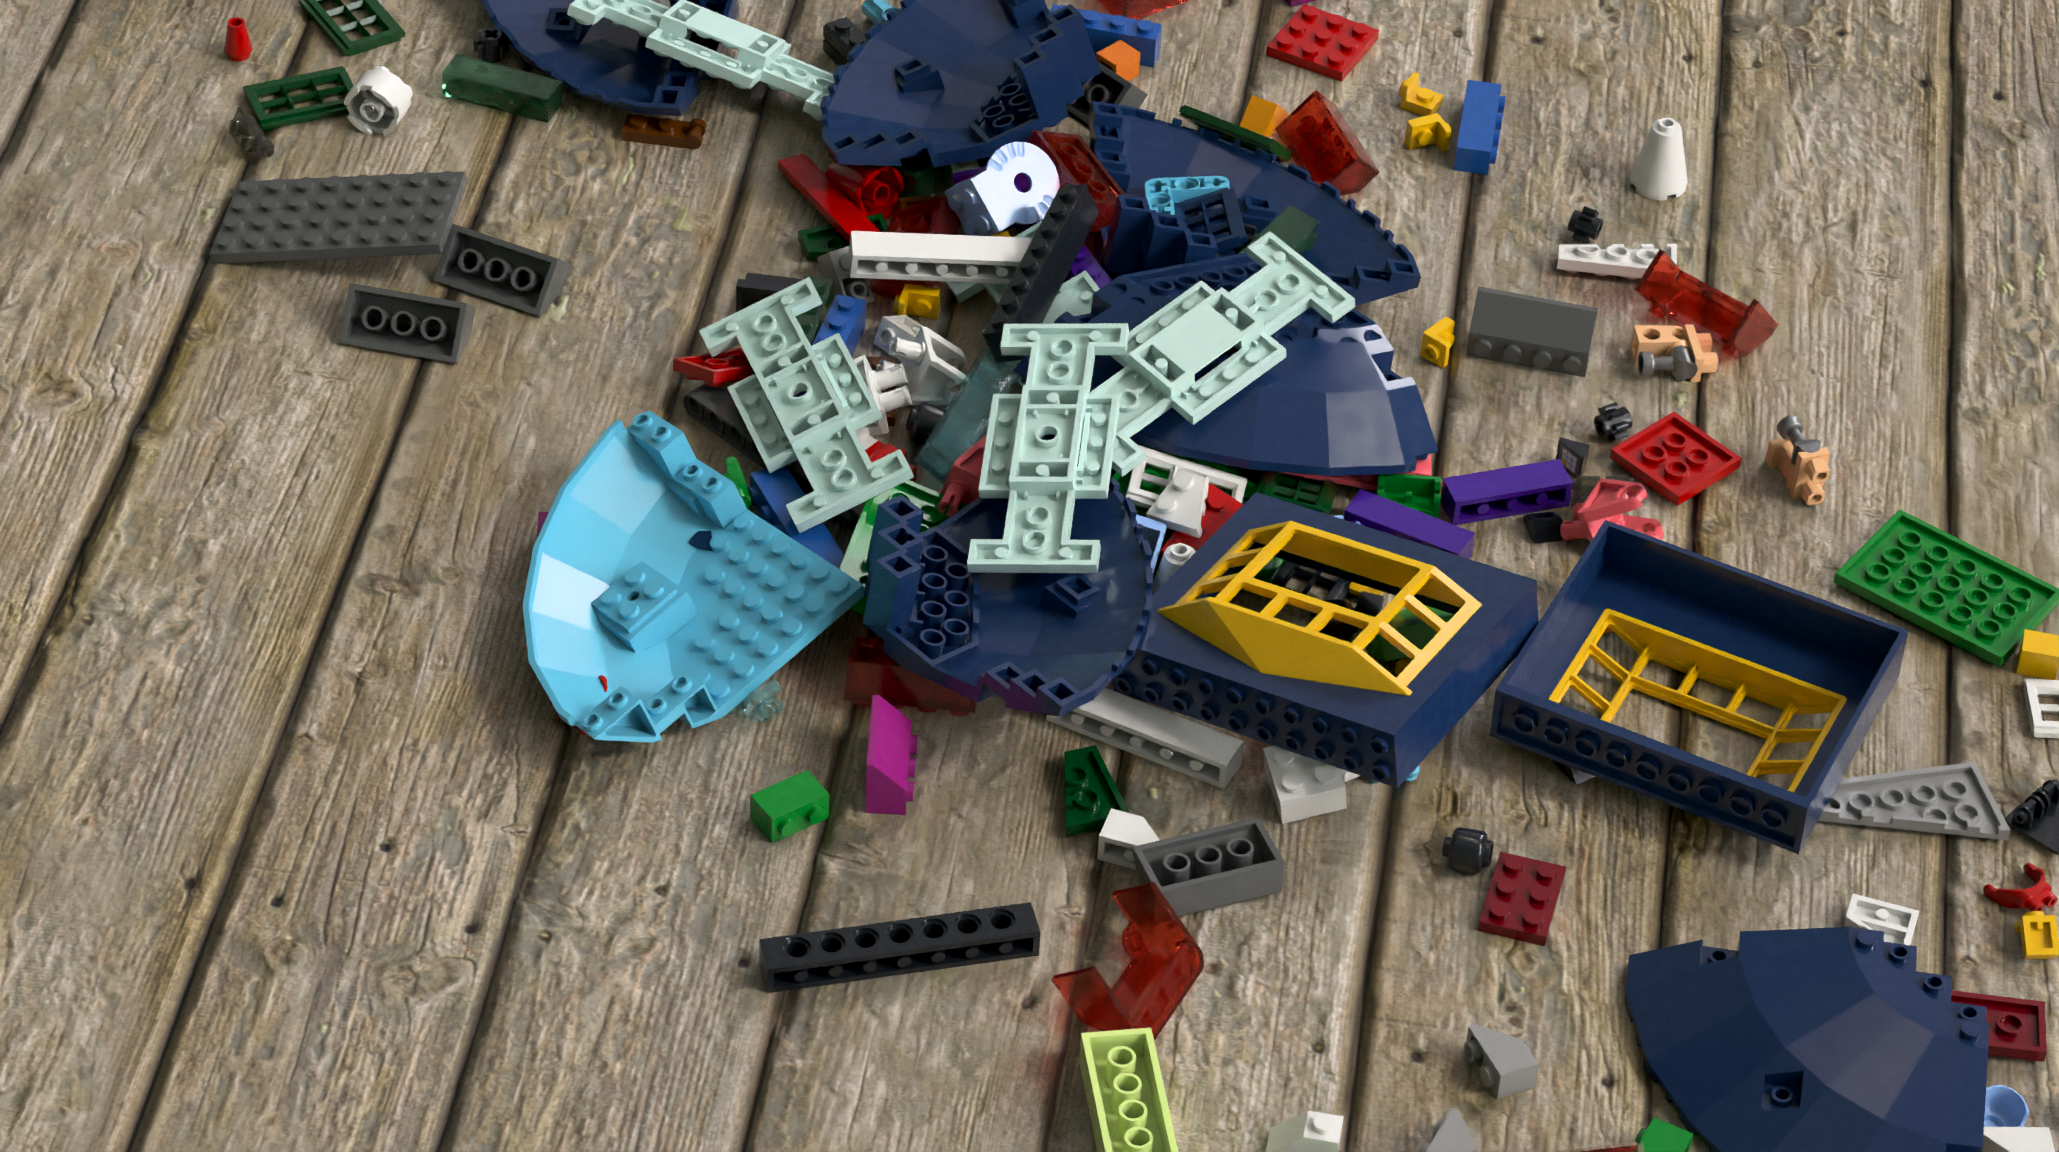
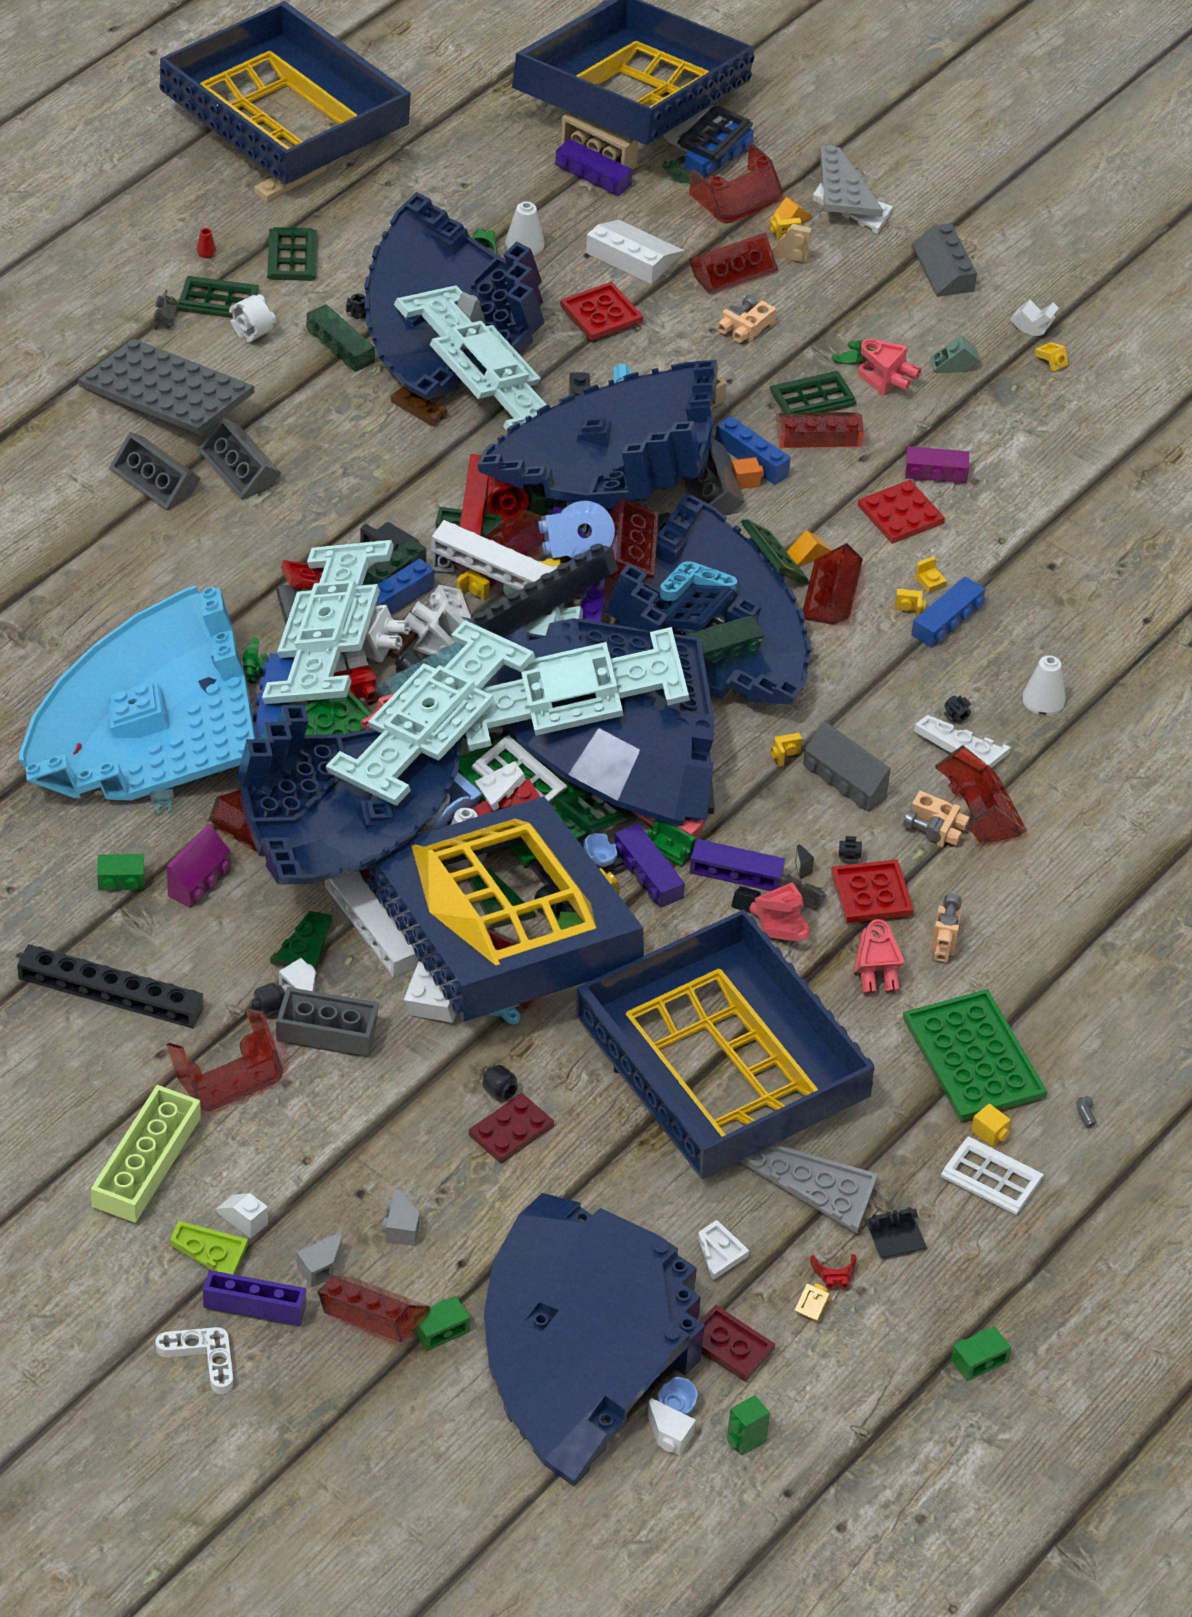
camera: 30 degrees right, 5 degrees up
(1110, 873) = (268, 999): none -> black head
(1758, 521) = (878, 956): none -> coral piece

